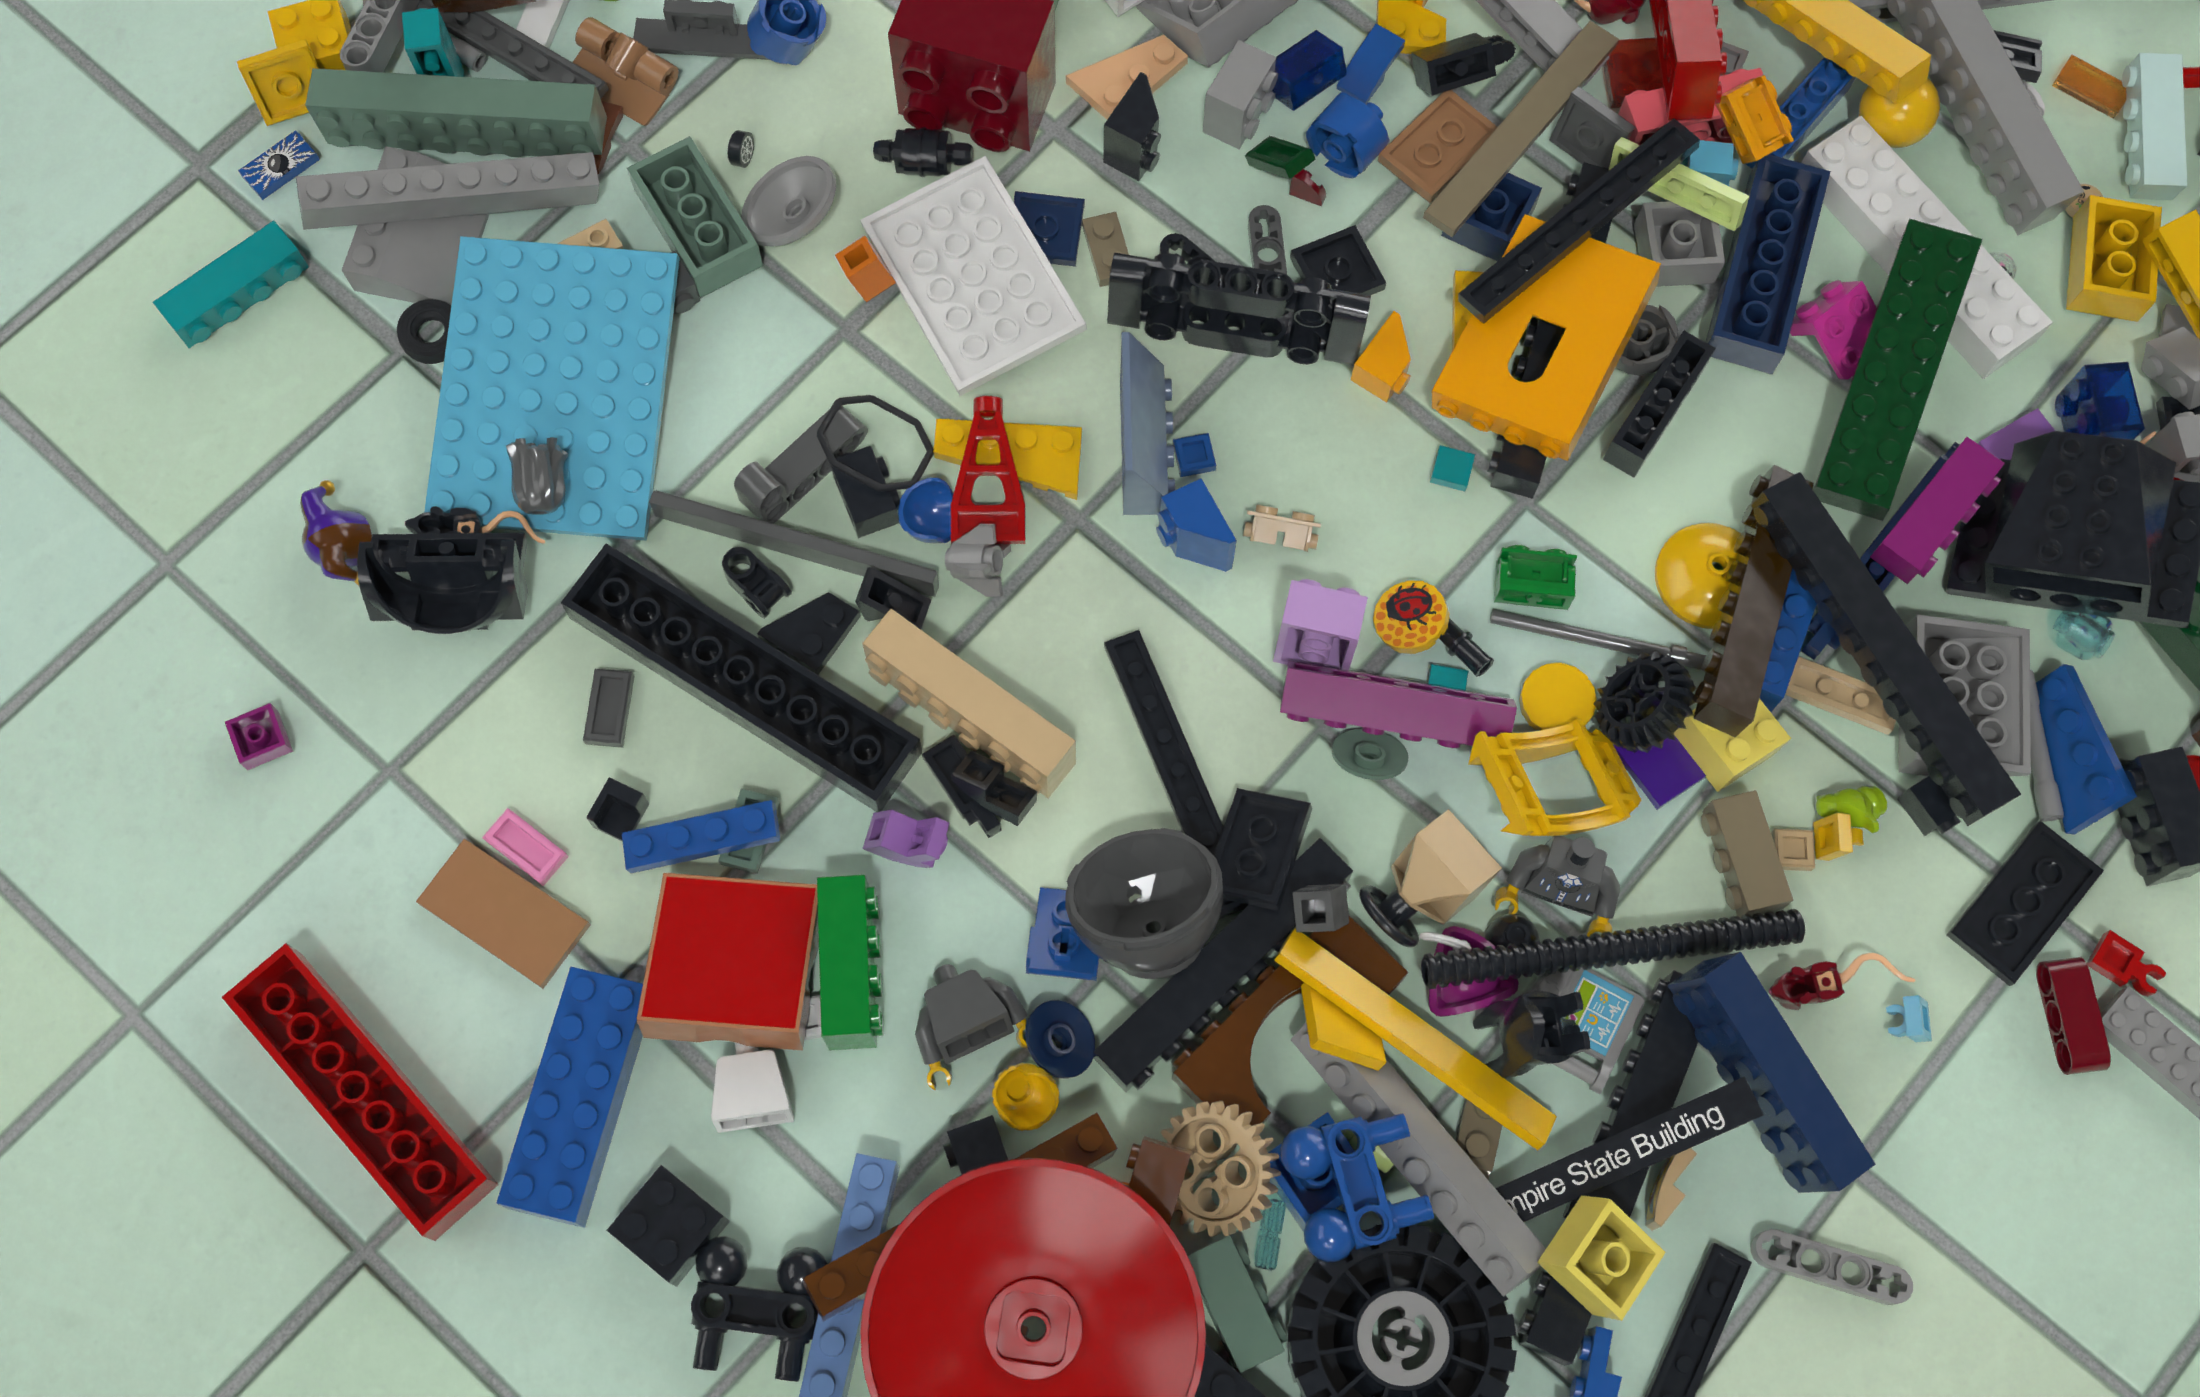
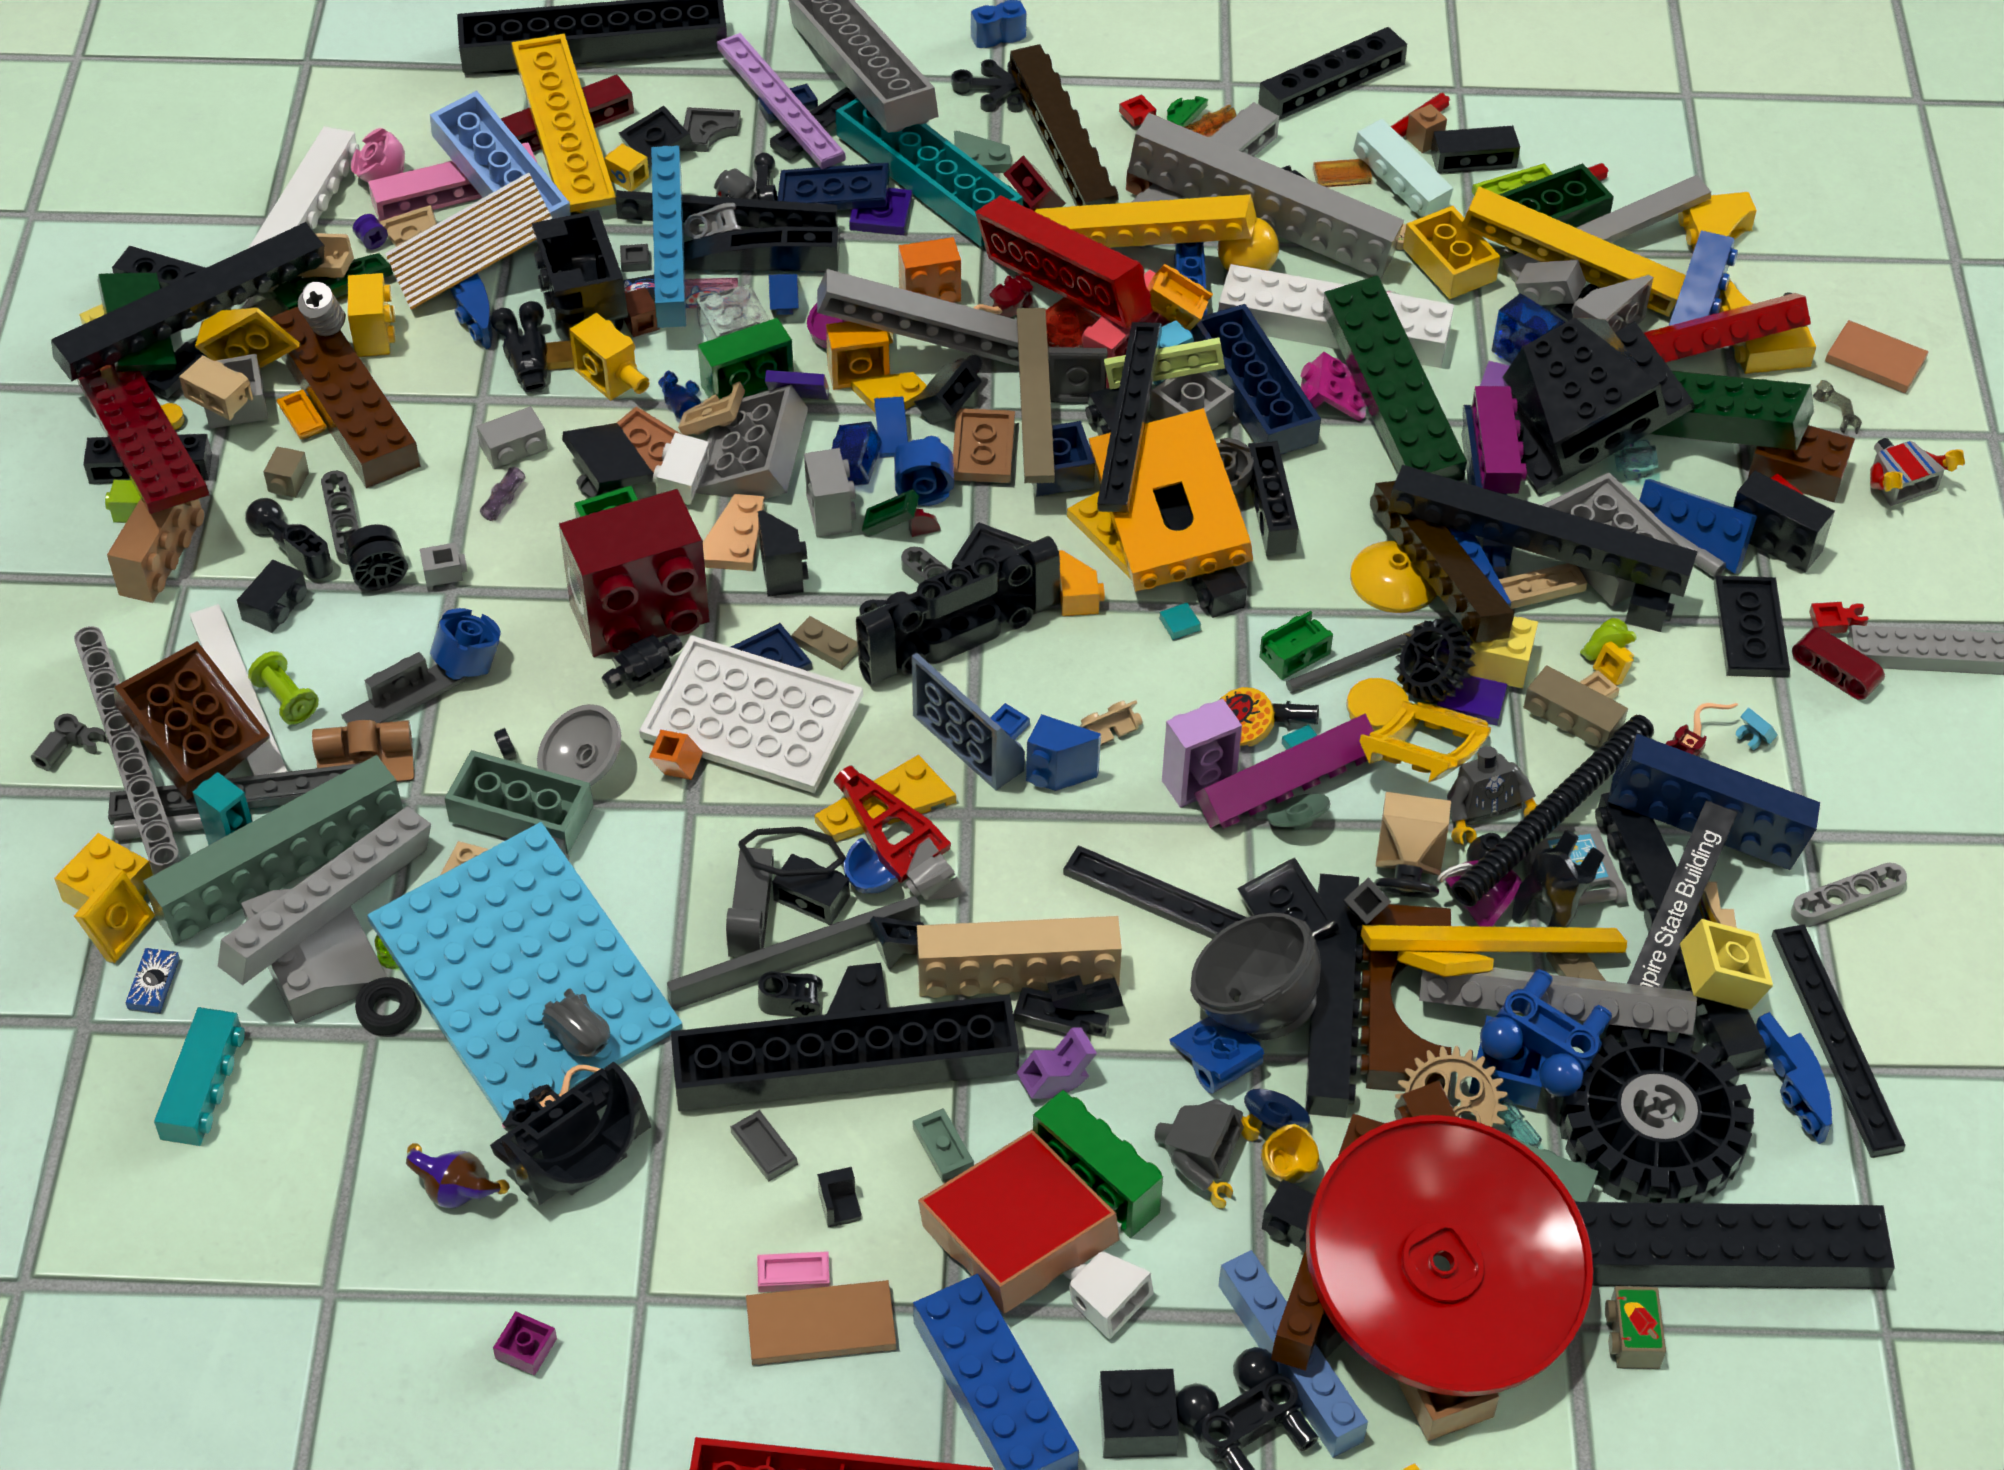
camera: 40 degrees left, 20 degrees down
(701, 836) = (916, 1167): blue plate -> none

